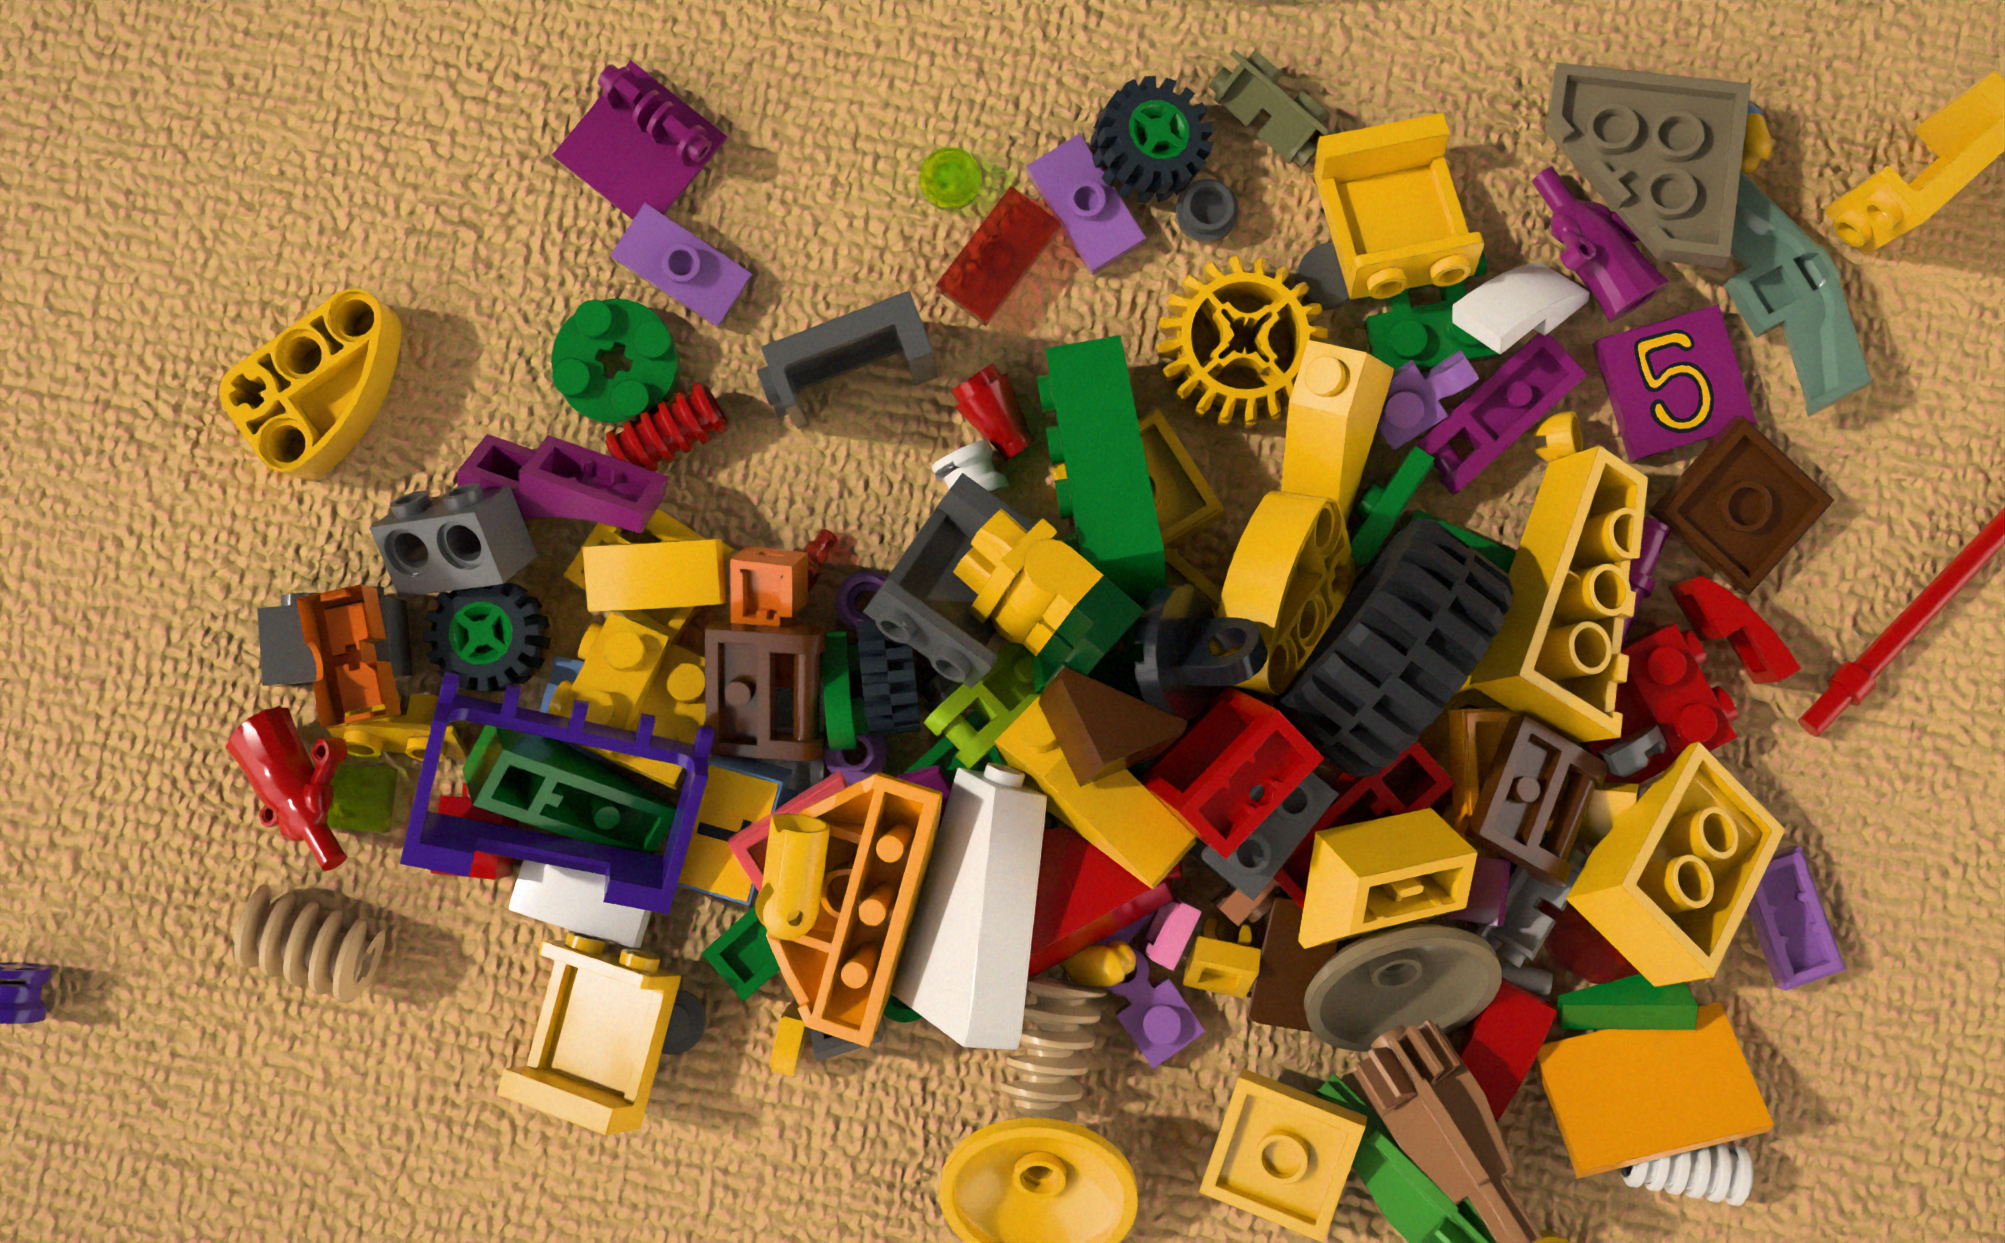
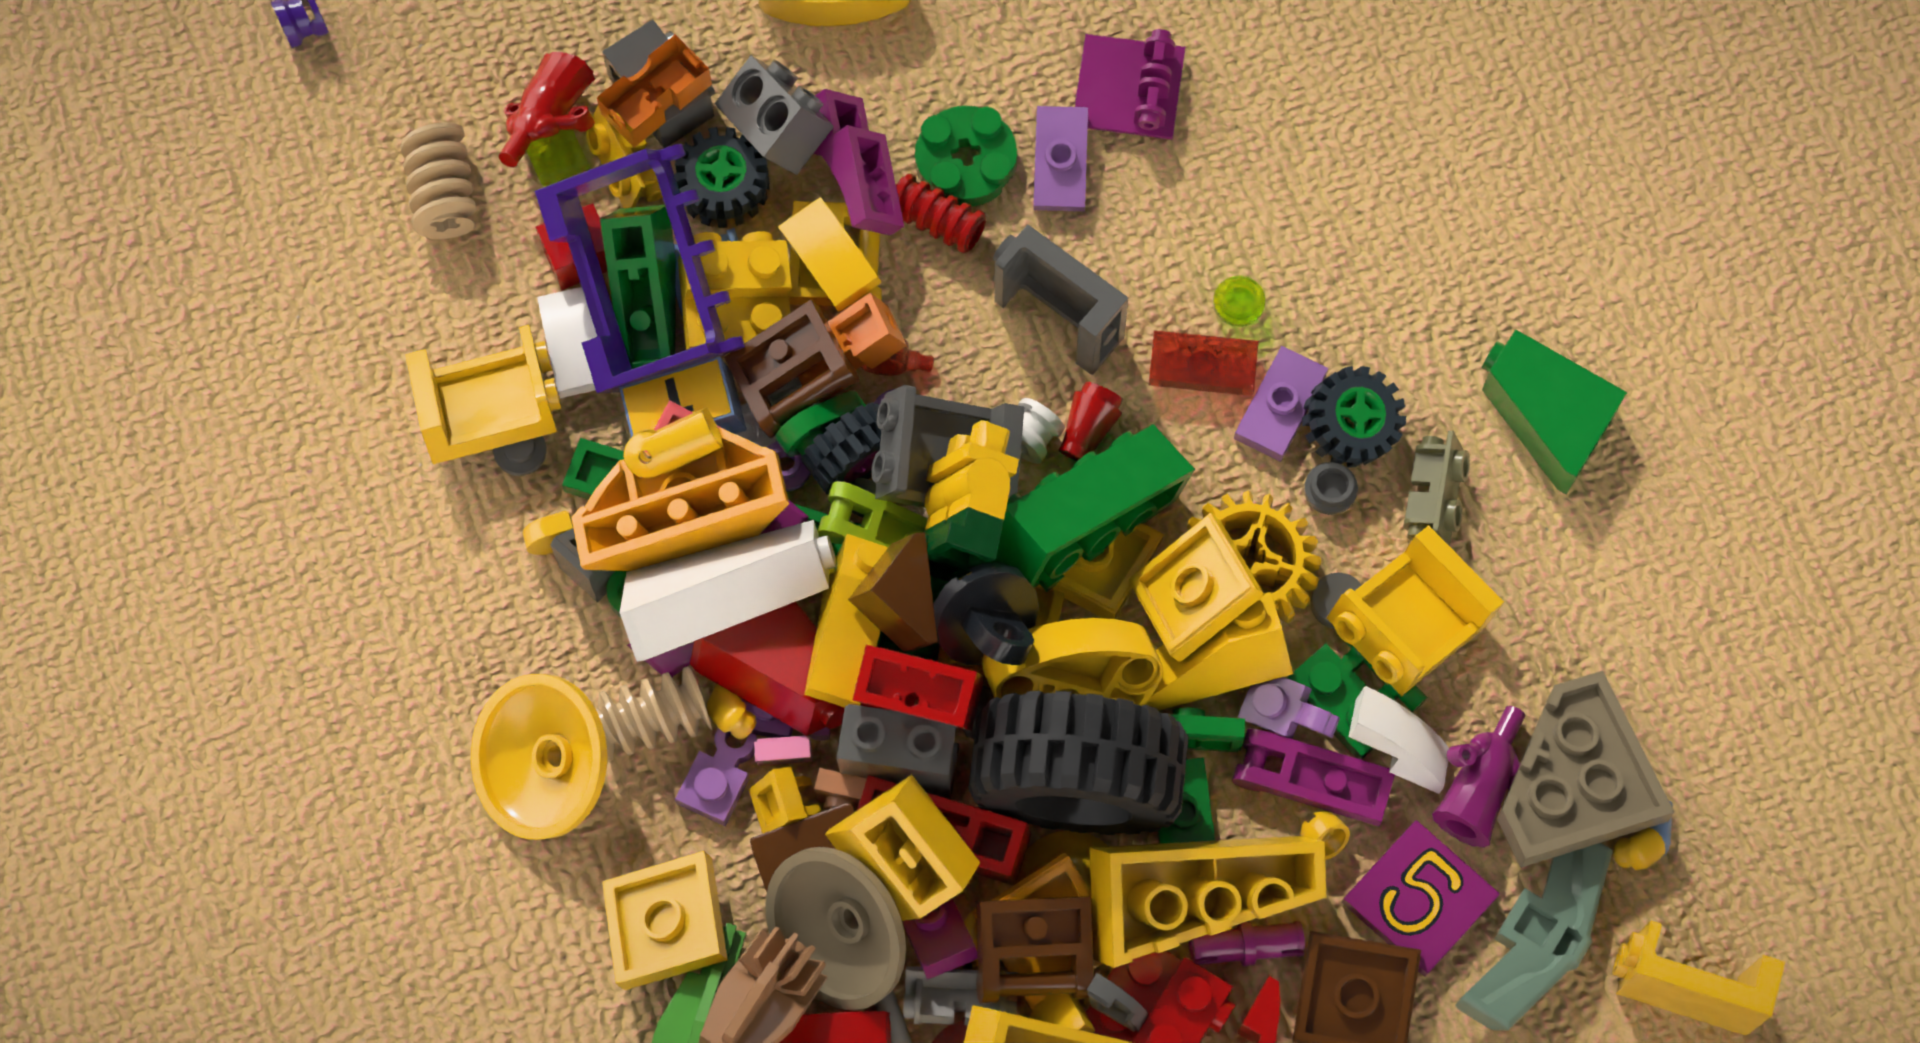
camera: 60 degrees right, 15 degrees down
(1260, 412) = (1195, 587): none -> yellow plate

